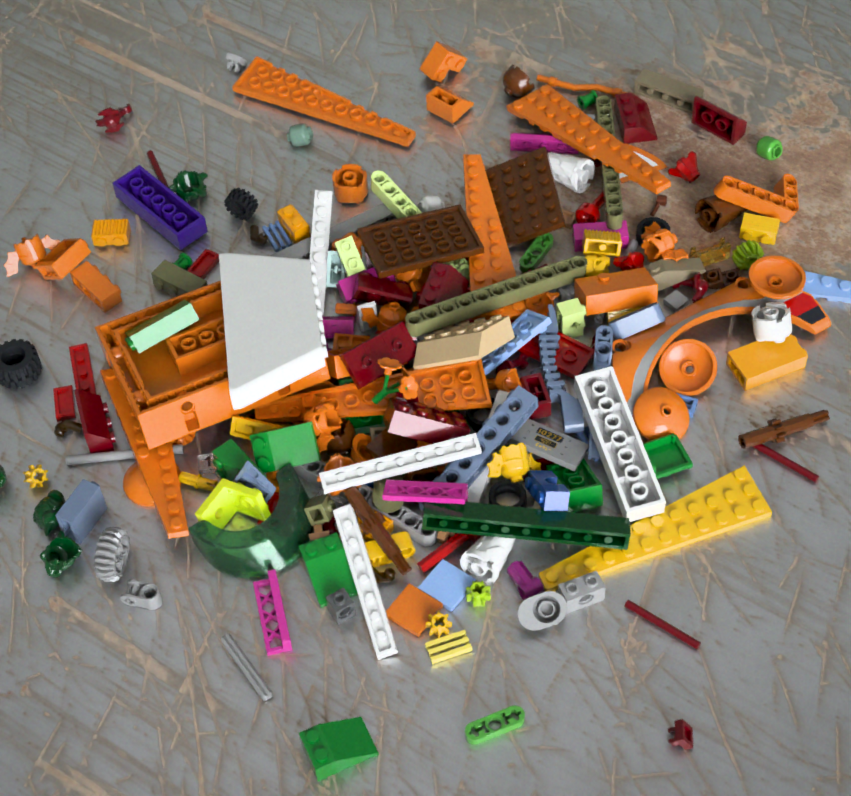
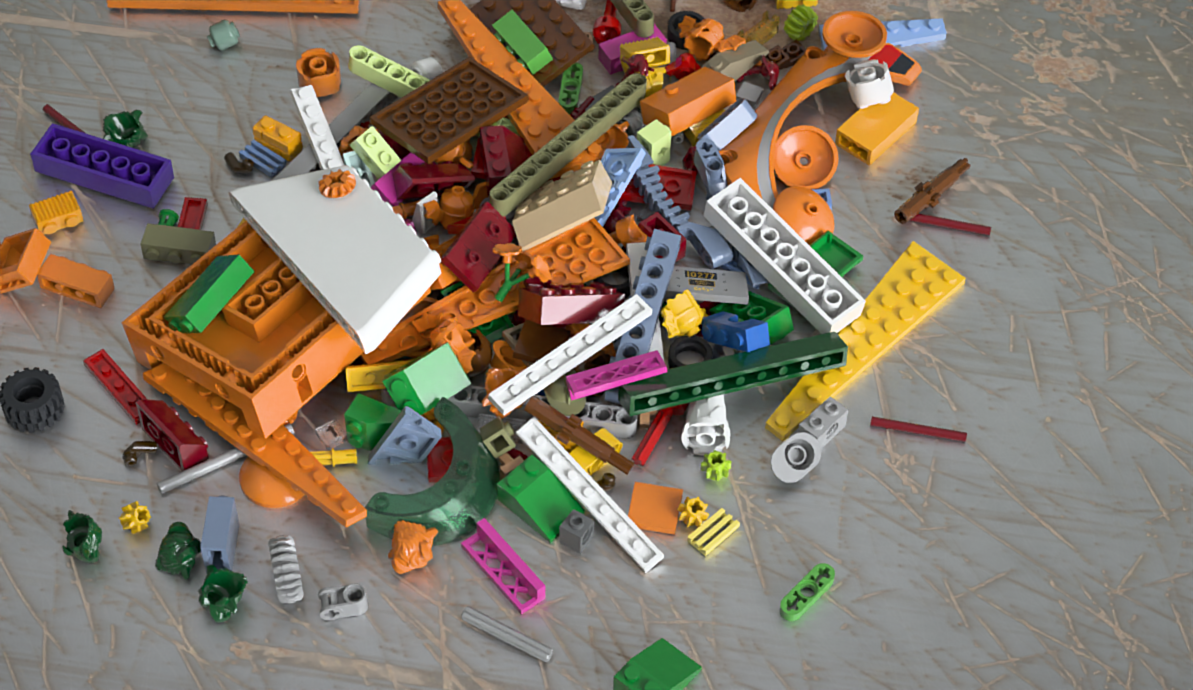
camera: 30 degrees left, 0 degrees up
(64, 403) = (116, 425): red tile -> none
(210, 571) = (411, 546): none -> orange hair
(231, 498) = (400, 457): neon yellow bracket -> none
(241, 203) = (202, 124): black tyre -> none
(284, 275) = (337, 189): none -> orange gear
(447, 584) = (676, 468): light blue tile -> none
(509, 205) = (522, 42): none -> bright green brick
(524, 580) = (763, 439): magenta piece -> none
(586, 249) = (636, 63): none -> dark red piece
(683, 734) = (1000, 528): dark red tile -> none

